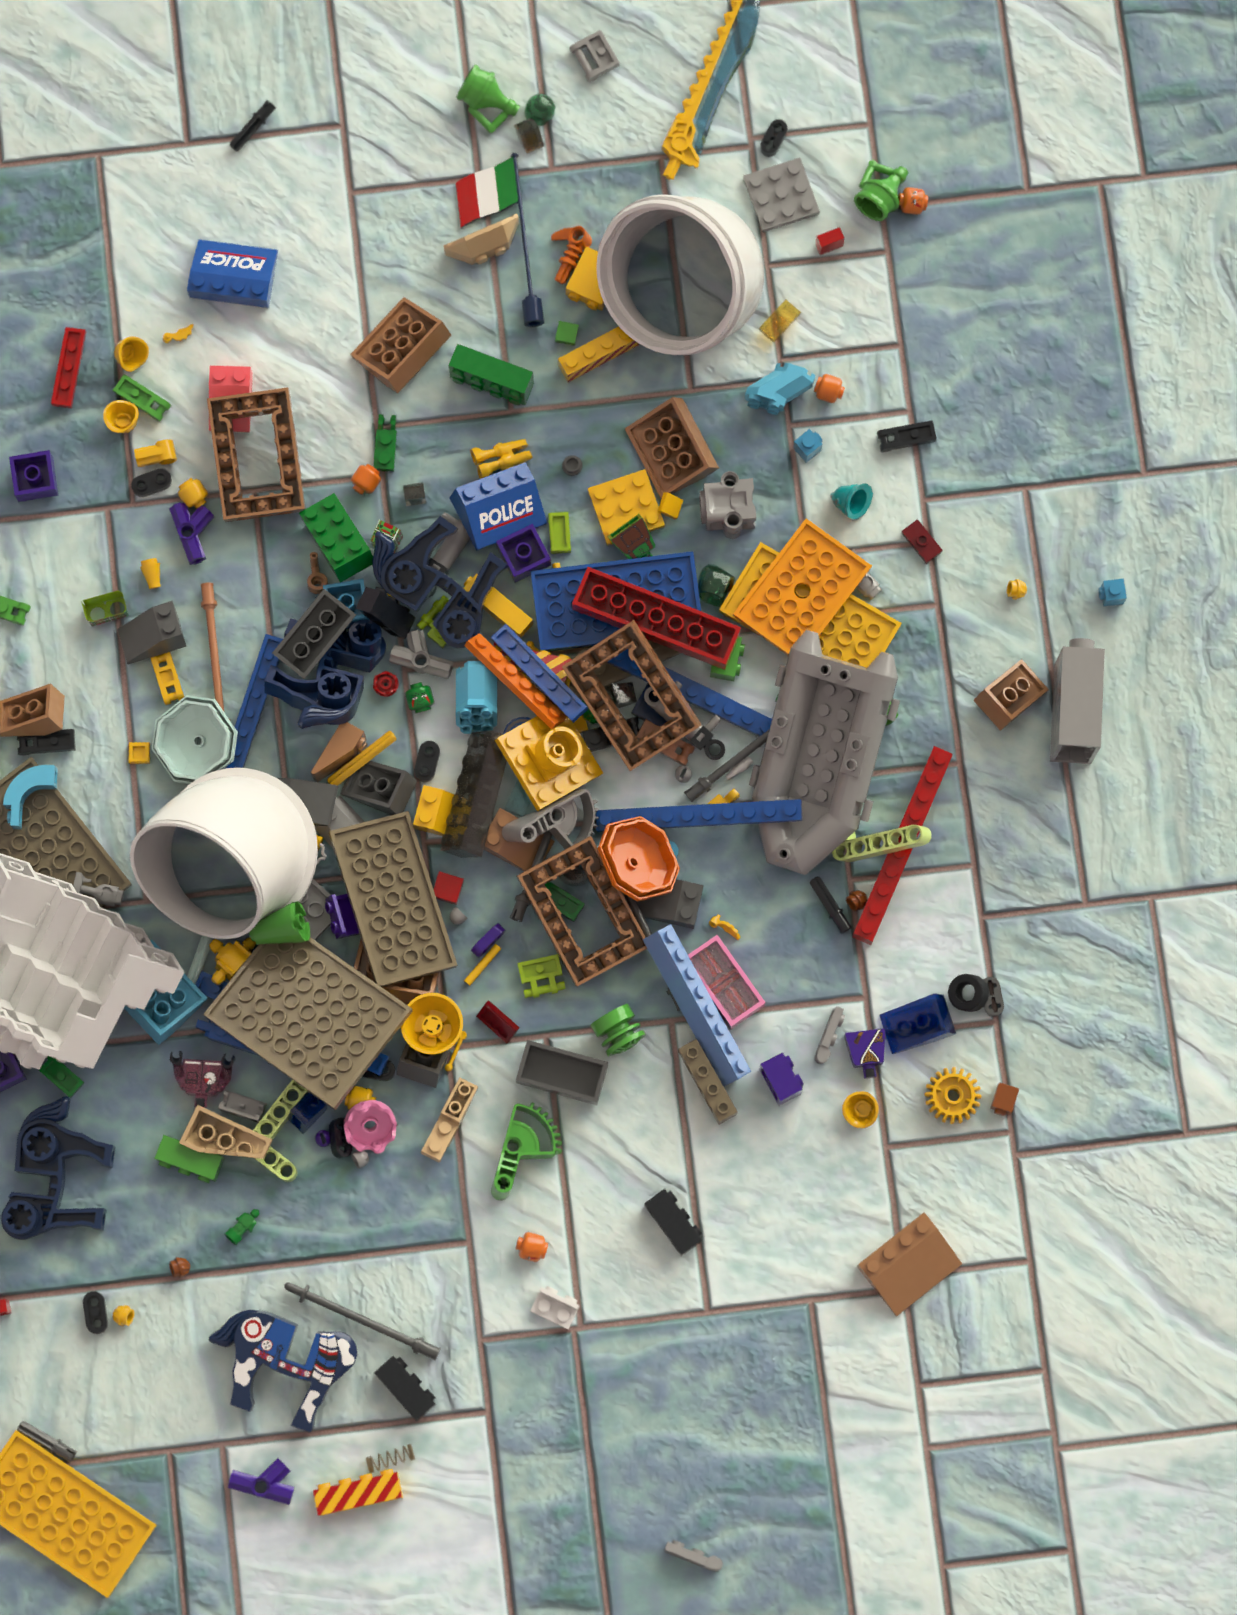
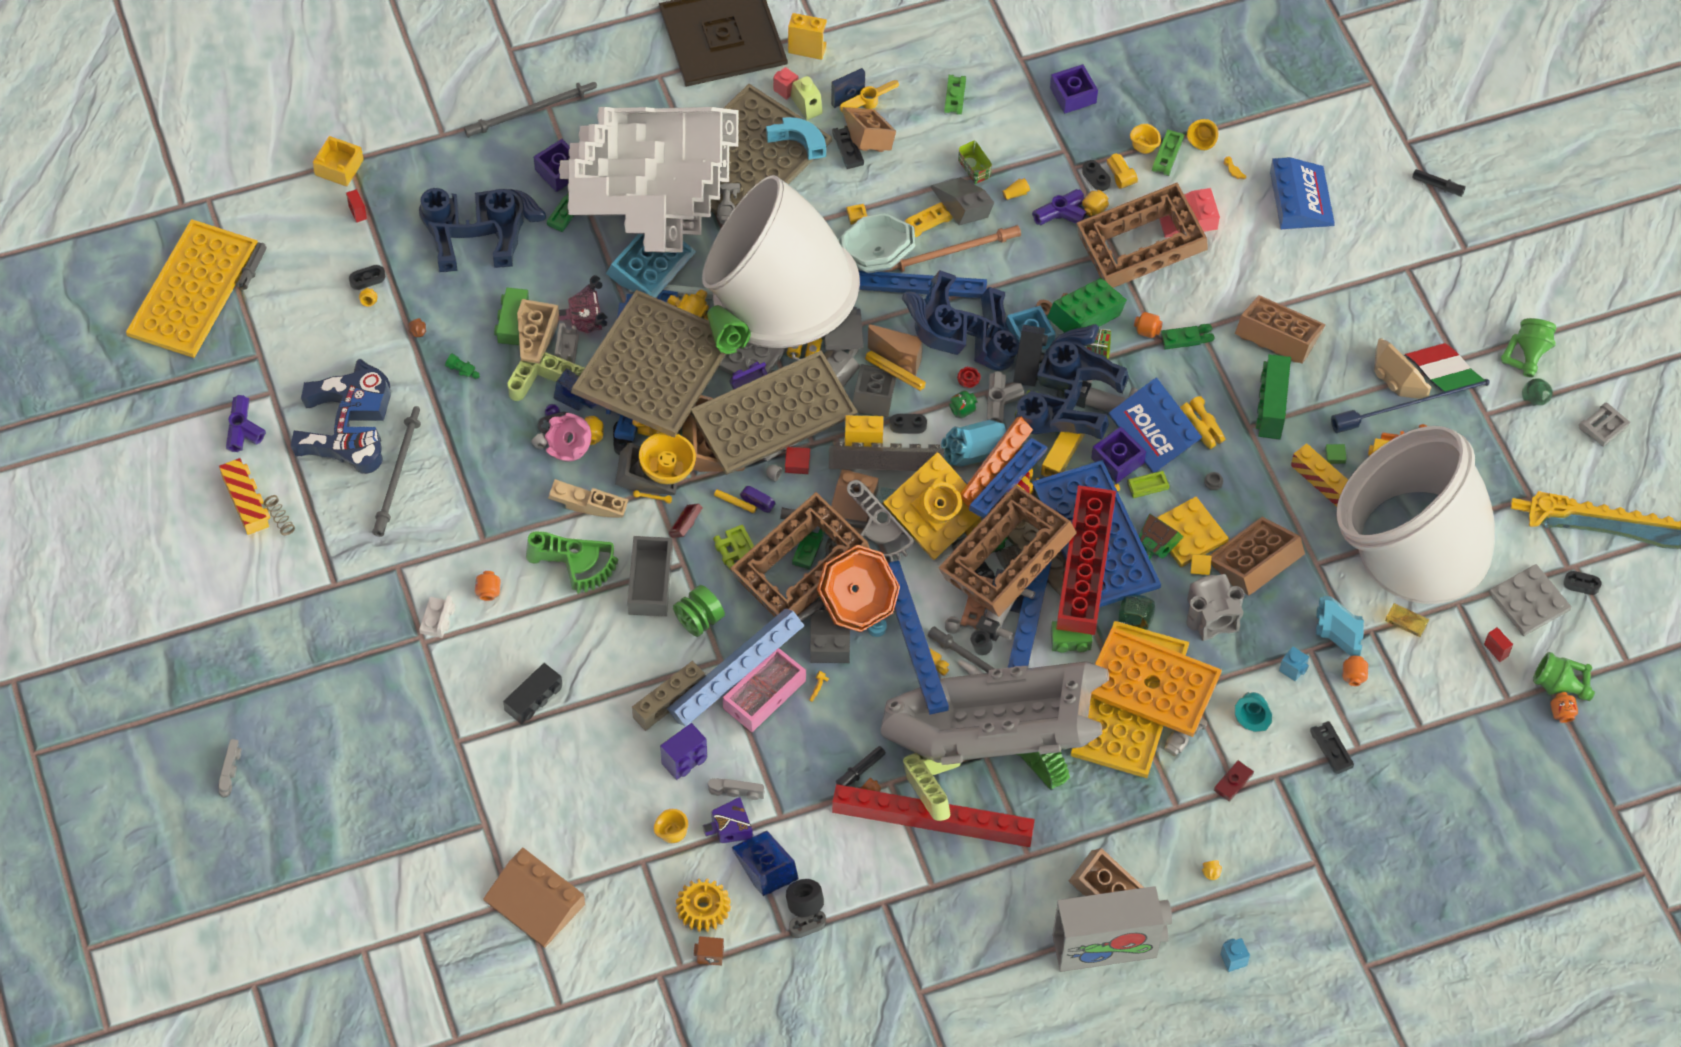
camera: 75 degrees right, 20 degrees down
(68, 367) = (1177, 96): red plate -> none
(314, 634) = (993, 298): dark grey slope -> none
(406, 1387) = (342, 513): black brick -> none
(414, 494) = (1147, 364): clear smoke brick -> none
(529, 135) = (1509, 387): clear smoke brick -> none

